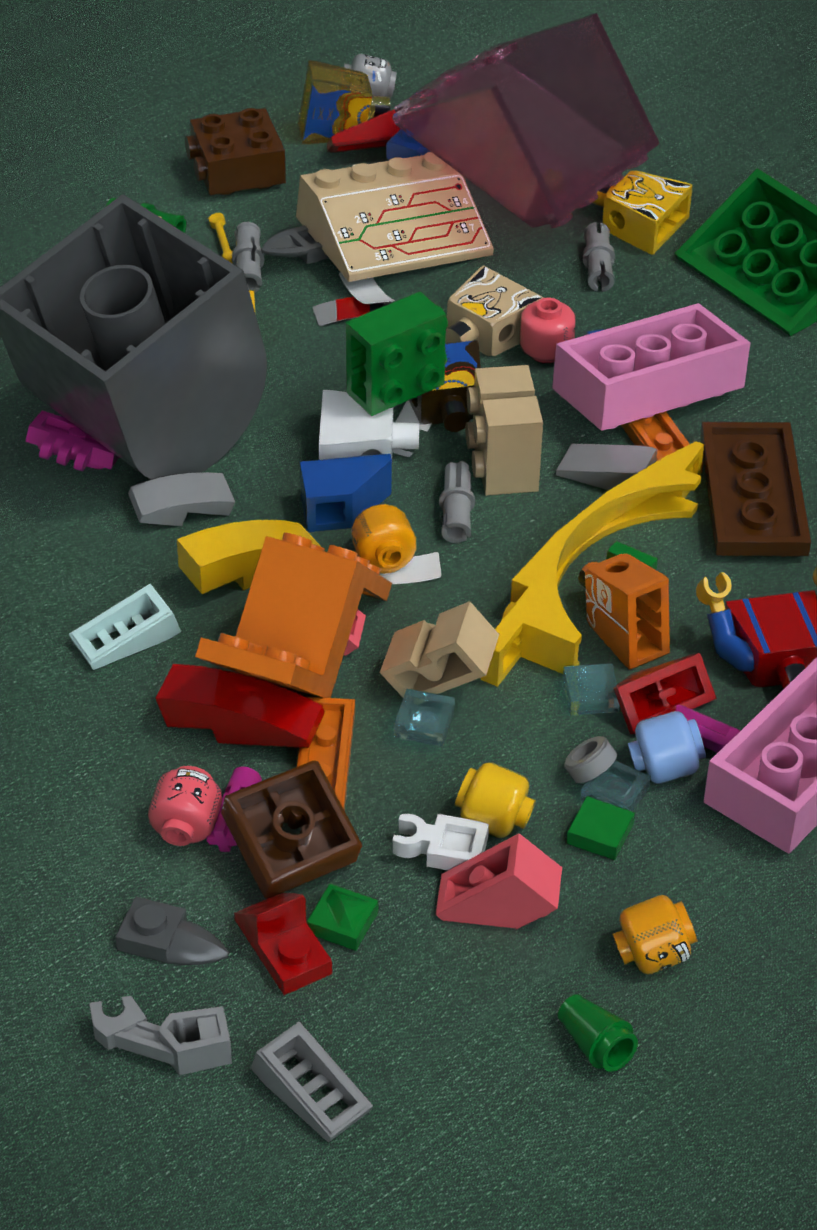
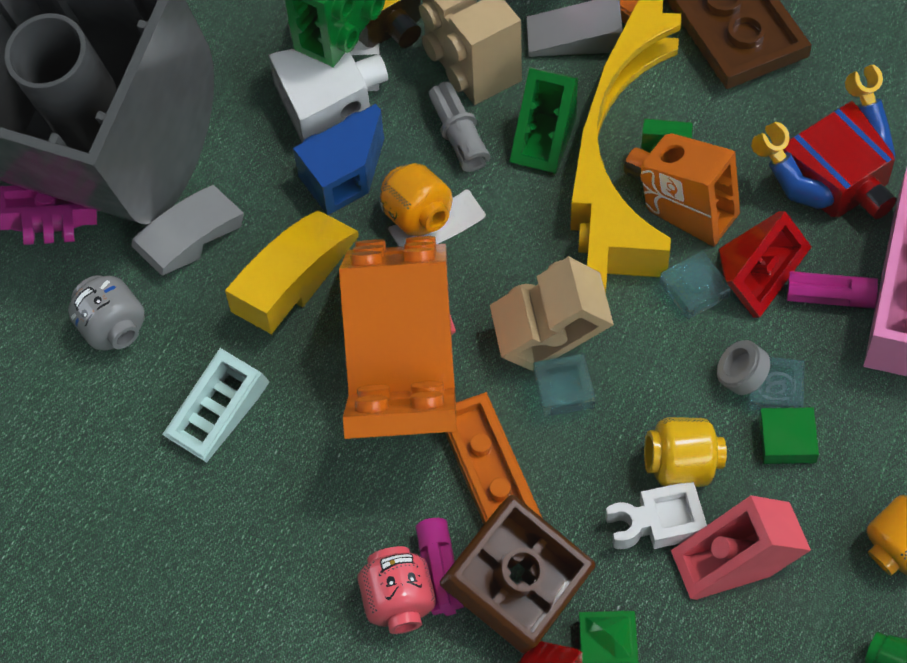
camera: 20 degrees left, 15 degrees up
(76, 526) = (106, 312): none -> light grey head
(237, 707) = (384, 462): red slope -> none
(533, 516) = (545, 120): none -> green slope
(667, 747) = (806, 324): light blue head -> none

